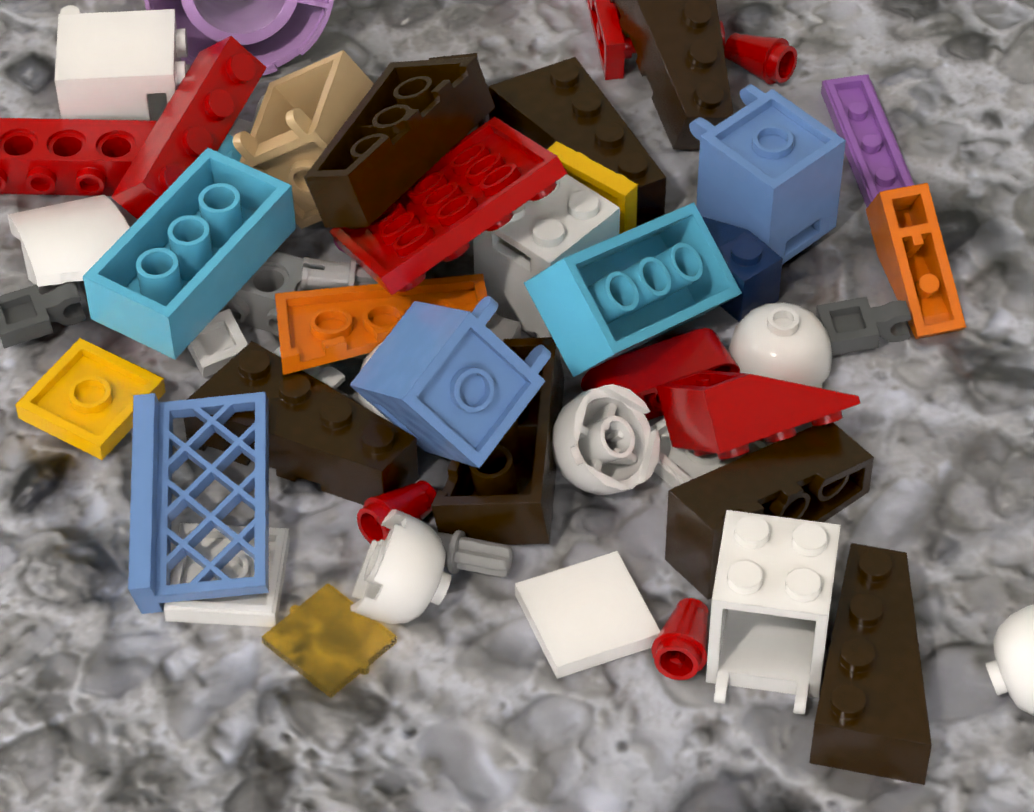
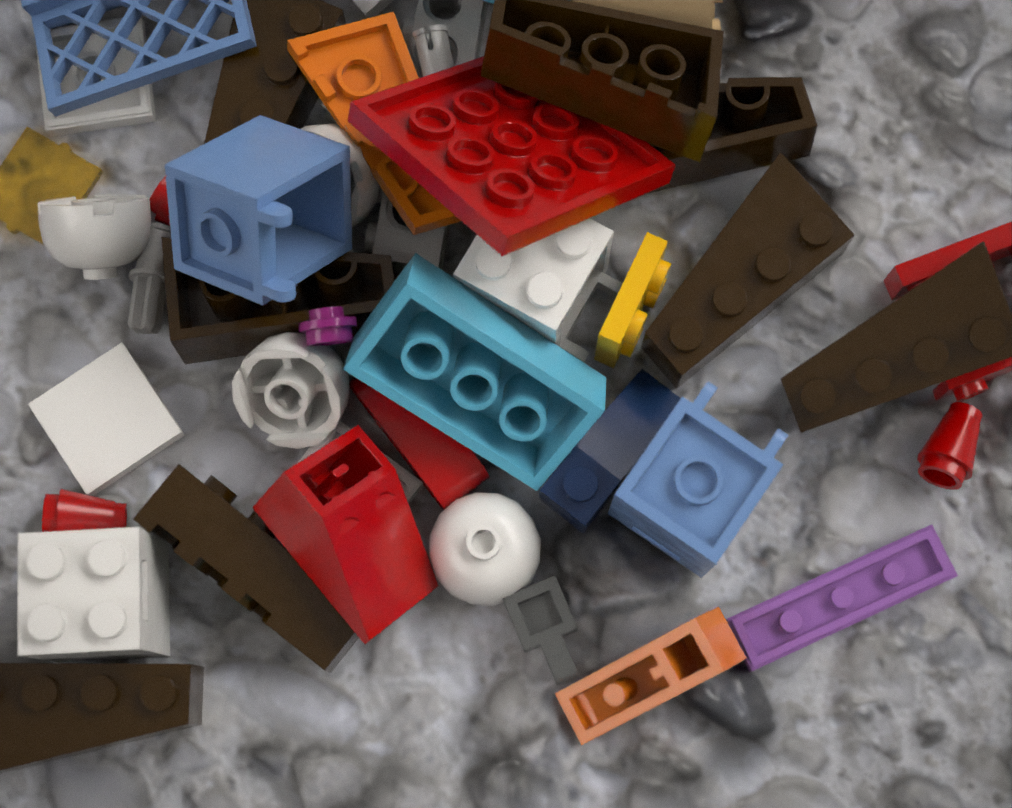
camera: 80 degrees right, 30 degrees up
(564, 378) = (328, 327): none -> magenta plate

